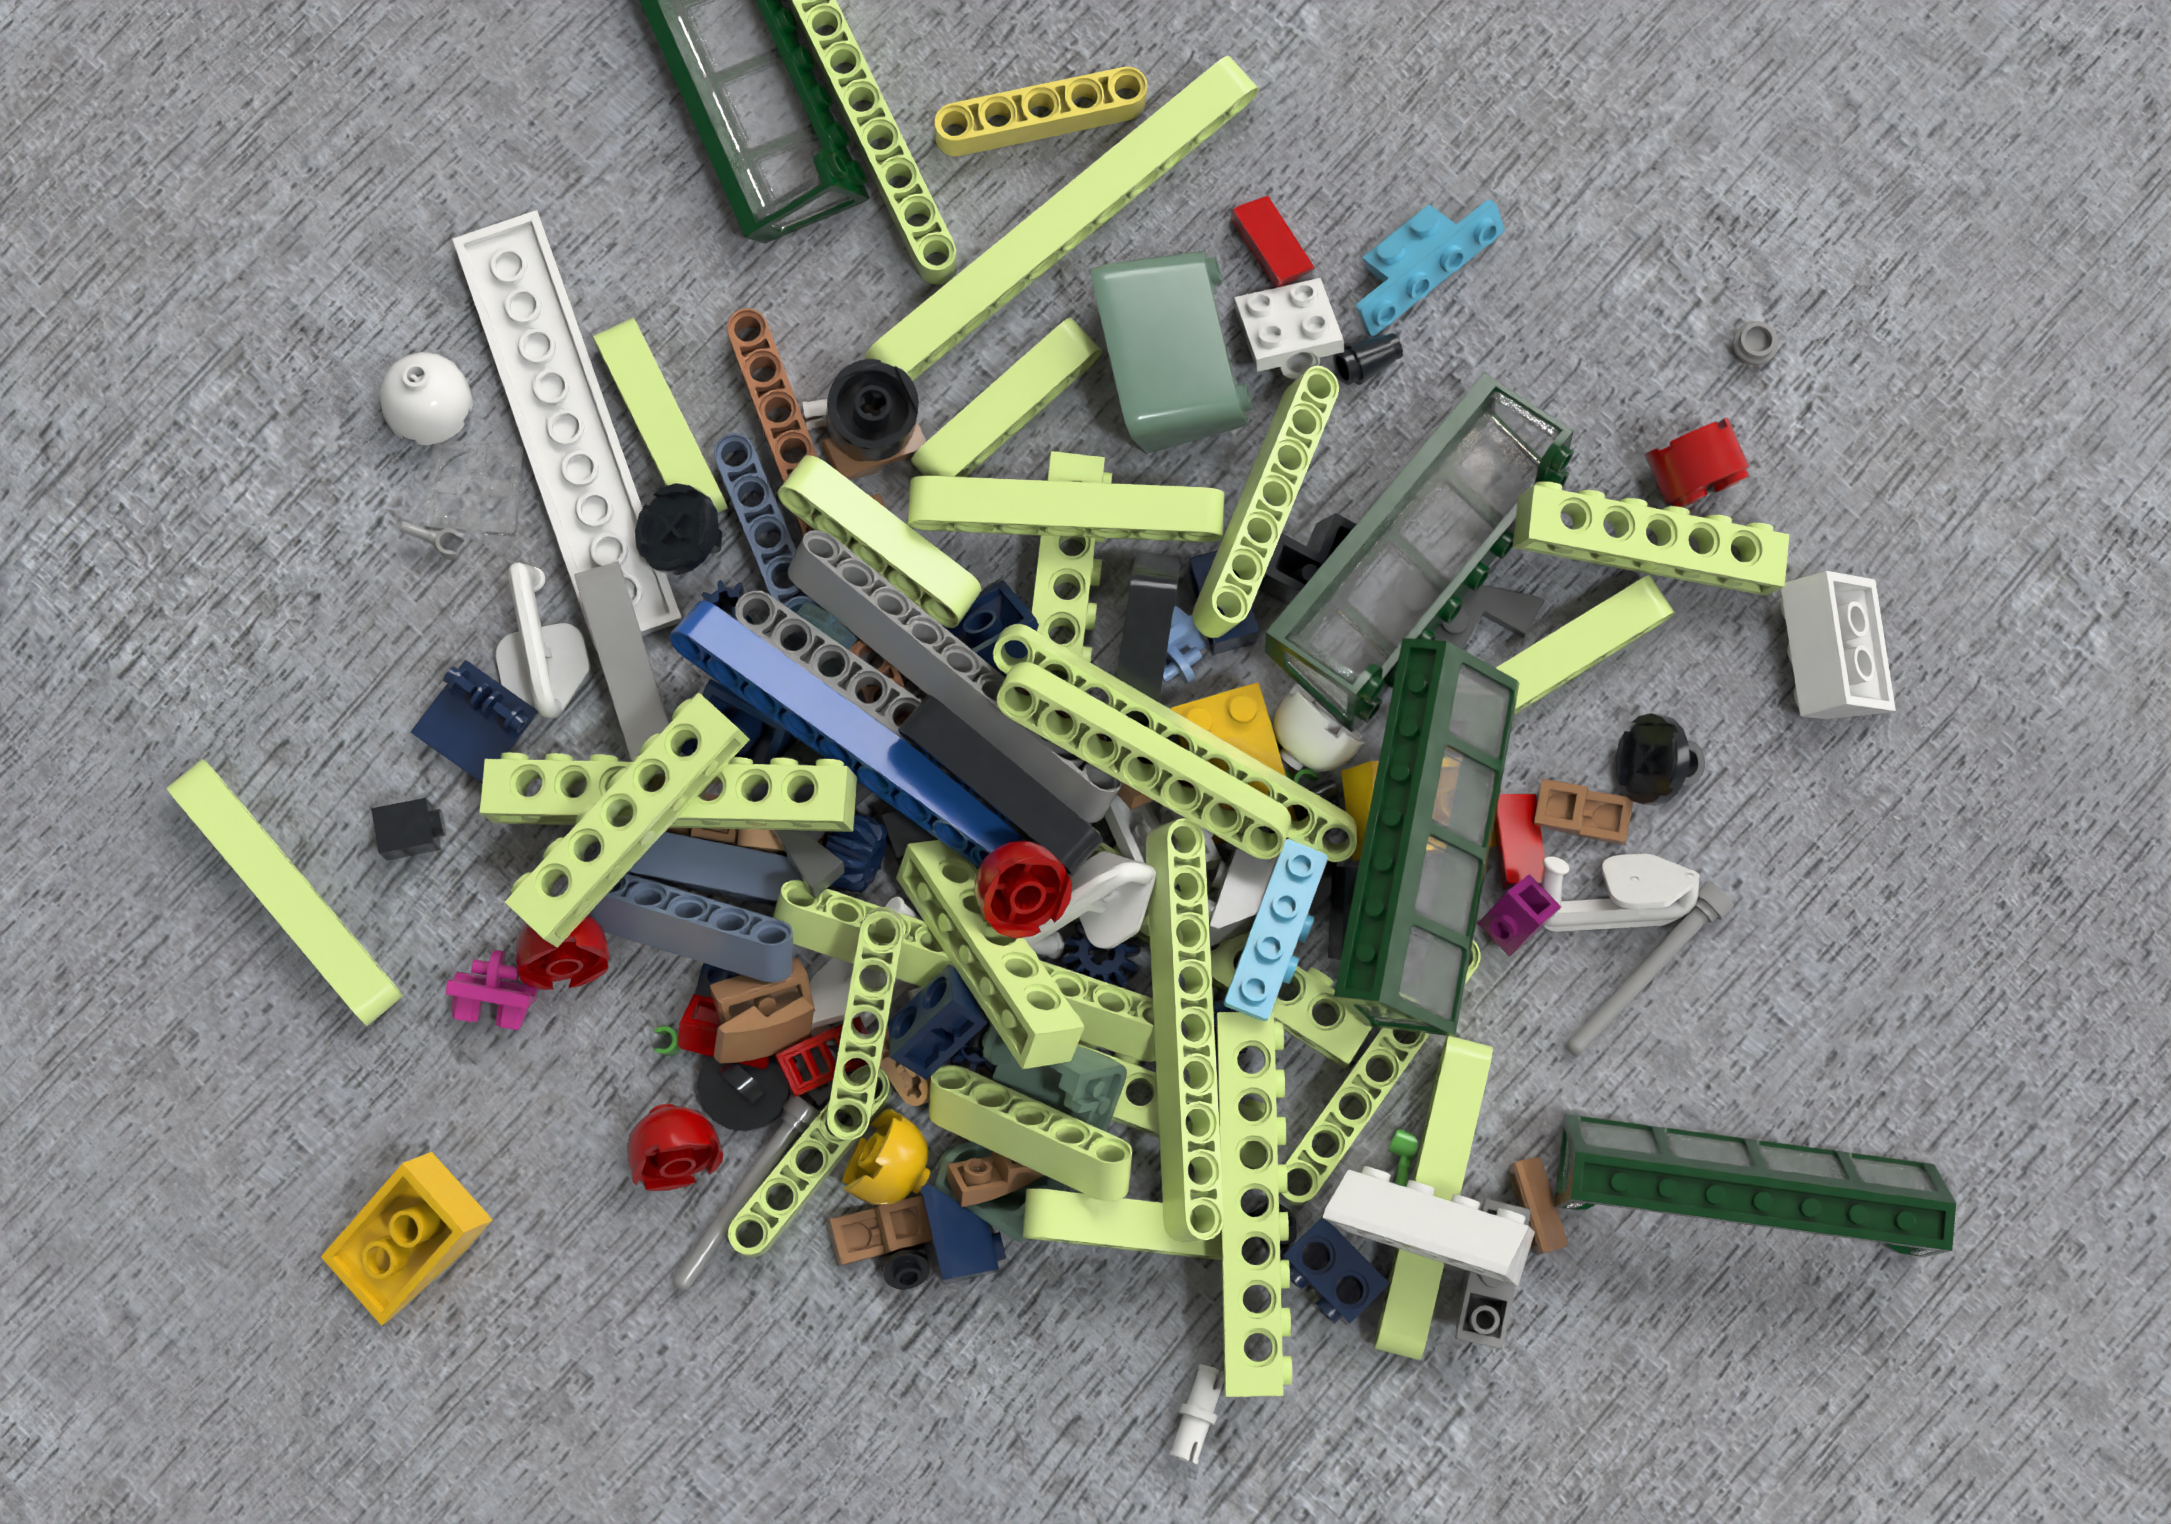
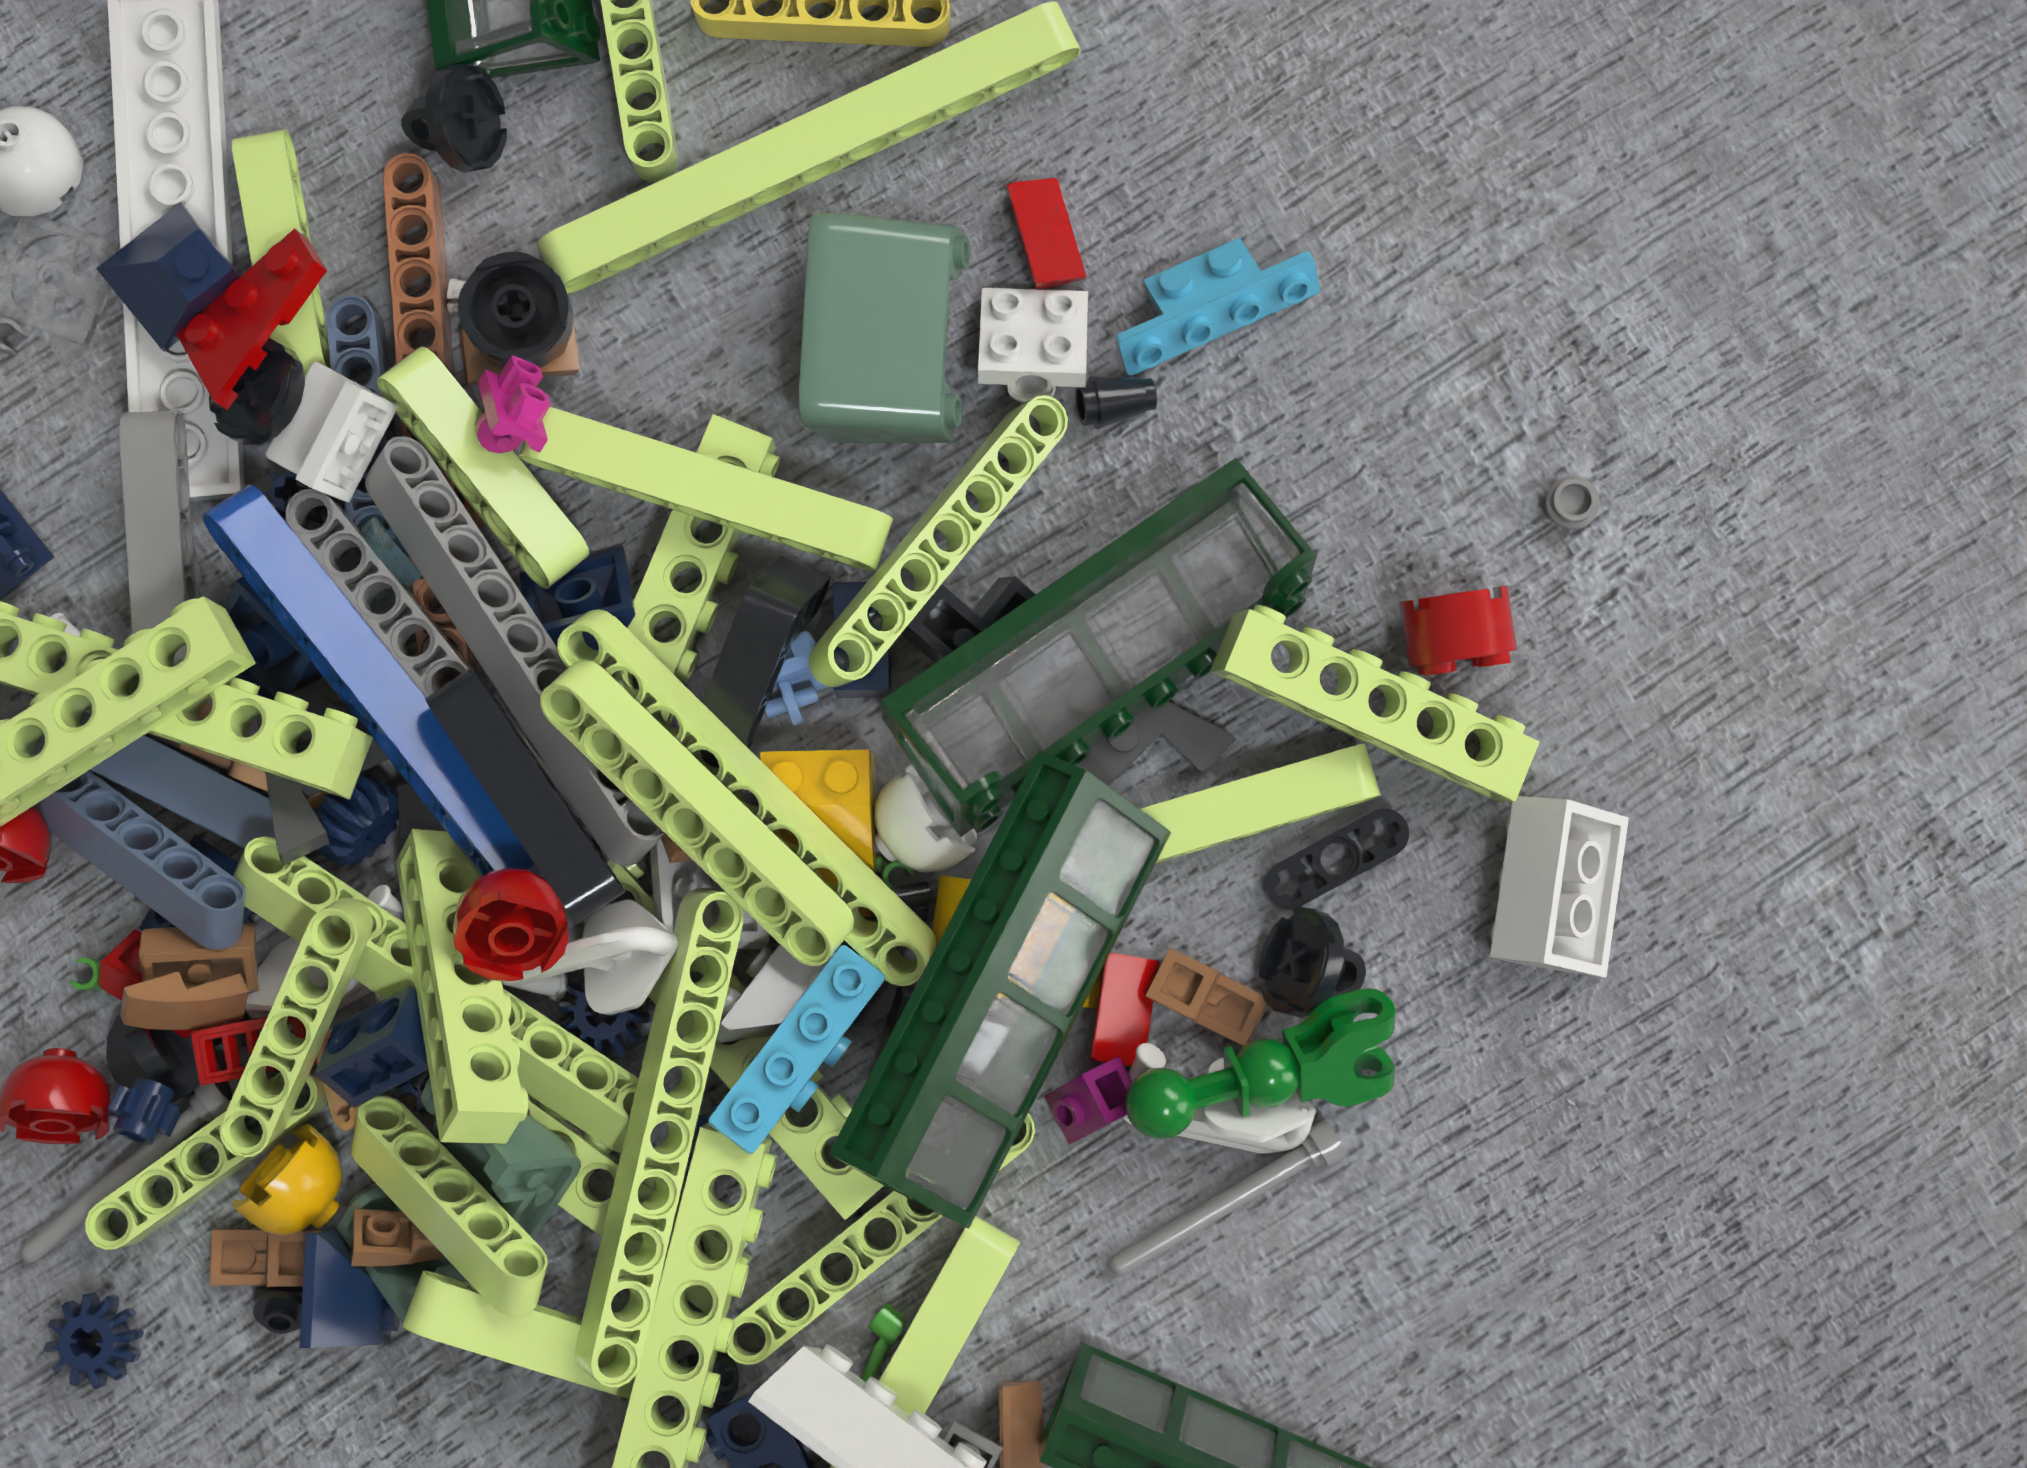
camera: 20 degrees right, 5 degrees up
(540, 662) = (68, 501): white piece -> none
(577, 456) = (169, 274): none -> dark blue slope
(650, 473) = (241, 319): none -> red wing
(750, 1134) = (144, 1110): none -> dark blue gear
(751, 543) = (332, 433): none -> white bracket
(758, 1319) = (73, 1347): none -> dark blue gear
(777, 268) = (460, 118): none -> black tile
(897, 482) = (512, 407): none -> dark pink hips
(1008, 403) = (683, 344): yellowish green beam -> none
(1667, 644) = (1364, 828): none -> black beam
(1686, 833) = (1314, 1060): none -> green piece

